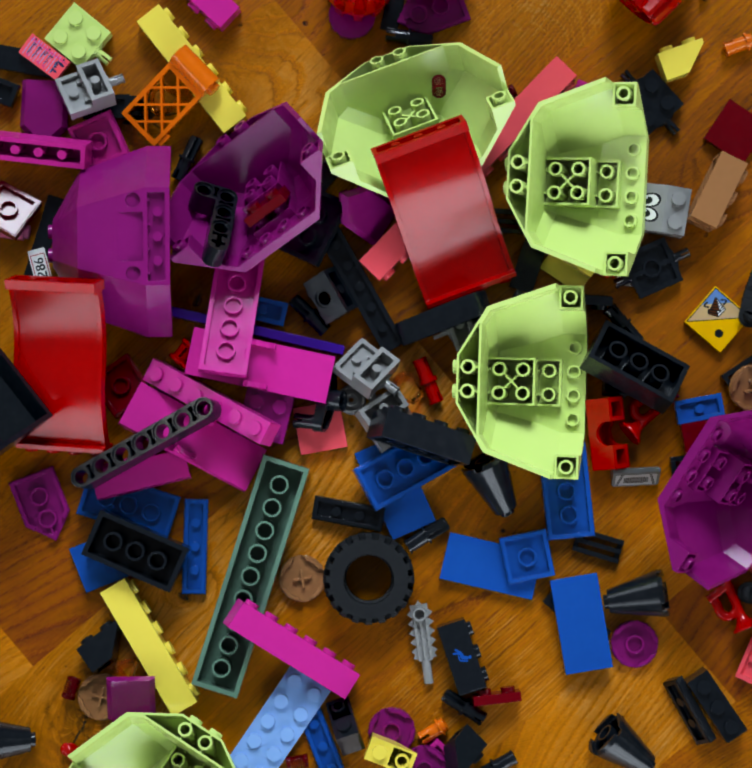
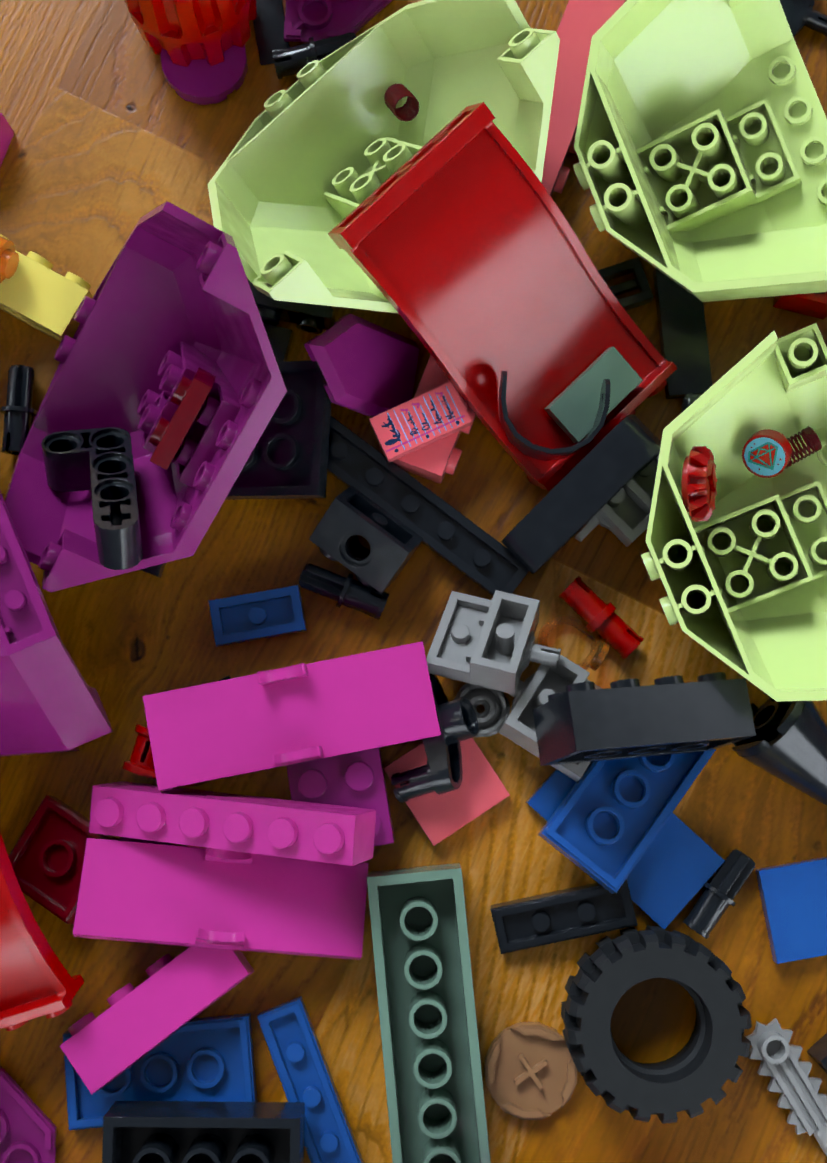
camera: 20 degrees left, 5 degrees down
(156, 440) = (117, 965): beam -> none
(231, 322) = (205, 657): dark pink piece -> none
(268, 333) = (261, 657): dark purple tile -> none
(379, 250) = (420, 421): none -> coral tile
(445, 295) = (544, 453): none -> black piece
(469, 271) = (578, 404): none -> sand green tile
(496, 337) = (699, 483): none -> red gear
(539, 336) = (767, 453): none -> tile
(558, 338) = (811, 440): none -> dark red piece
(565, 272) = (744, 323): light yellow panel -> none

